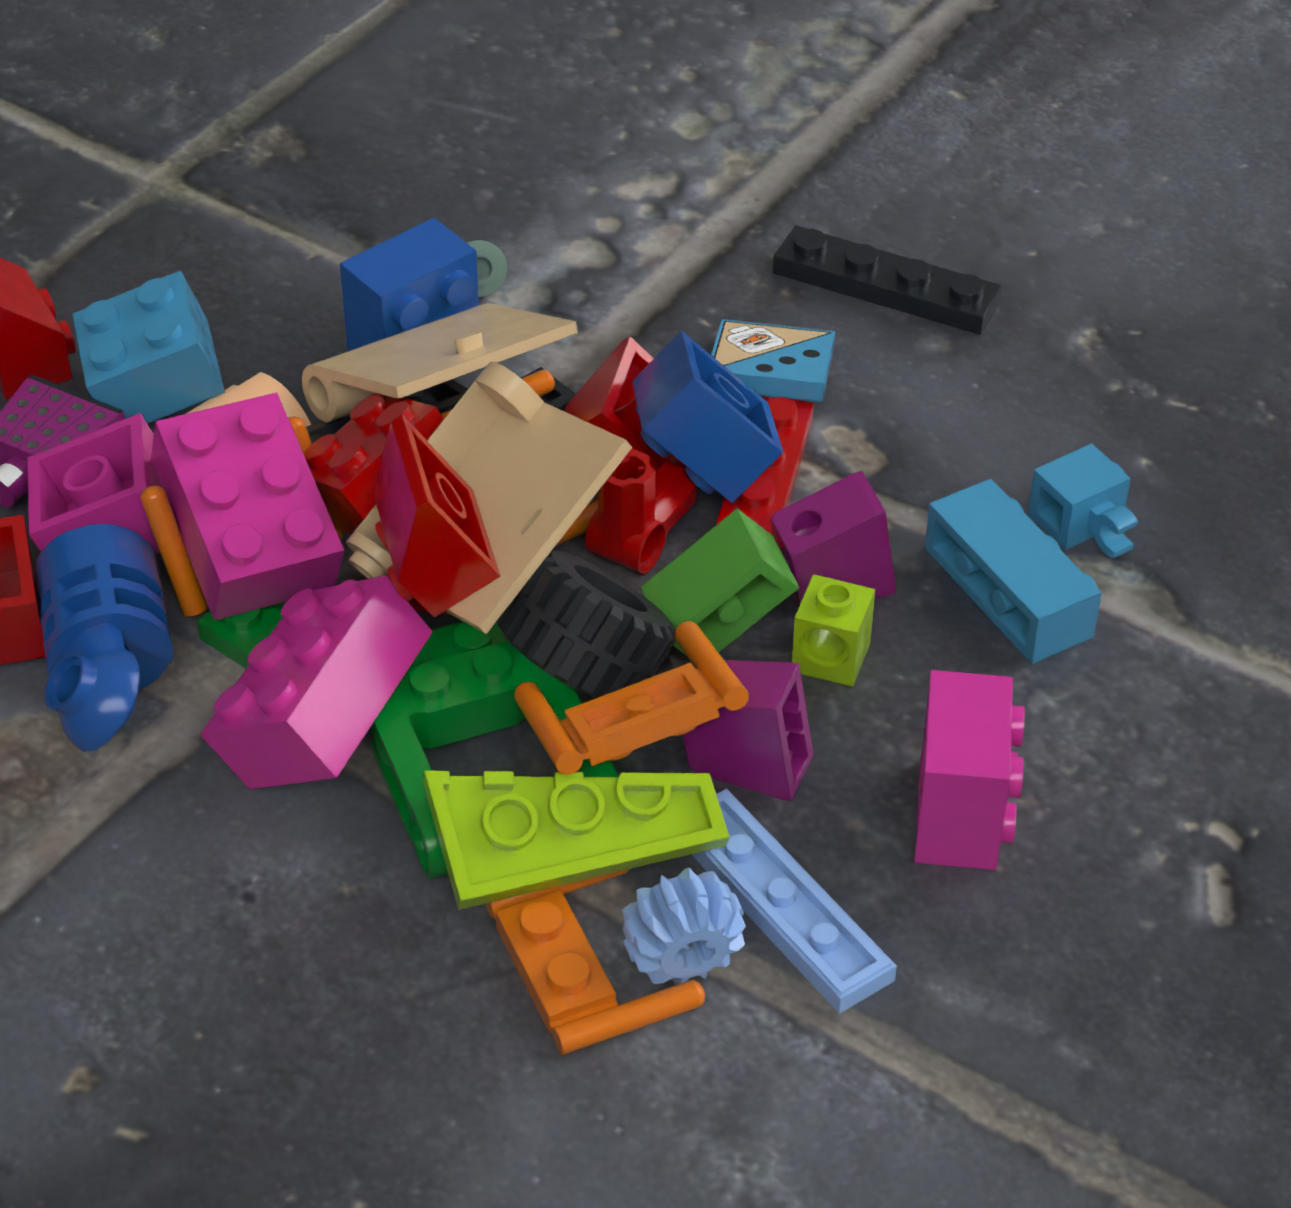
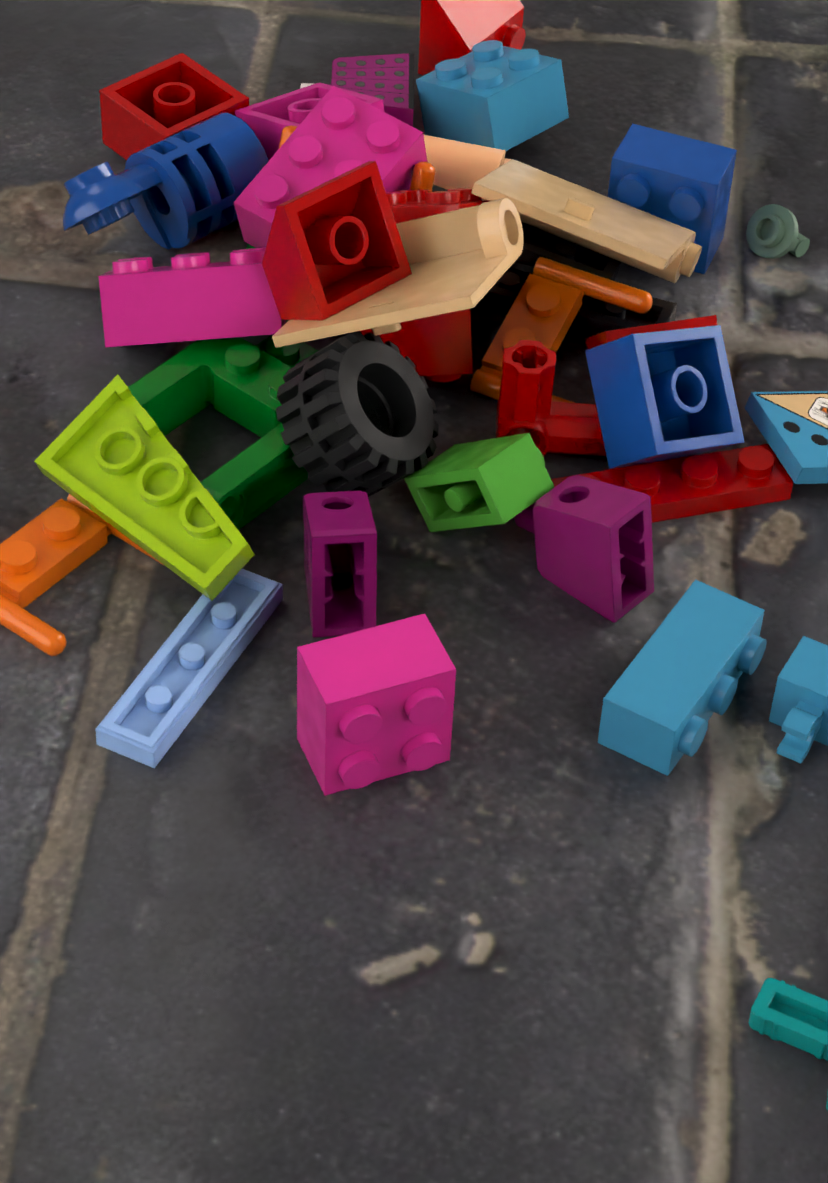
camera: 60 degrees right, 0 degrees up
(637, 713) = (270, 471): orange plate -> none
(683, 927) = (89, 594): light blue gear -> none
(833, 629) = (504, 580): lime brick -> none

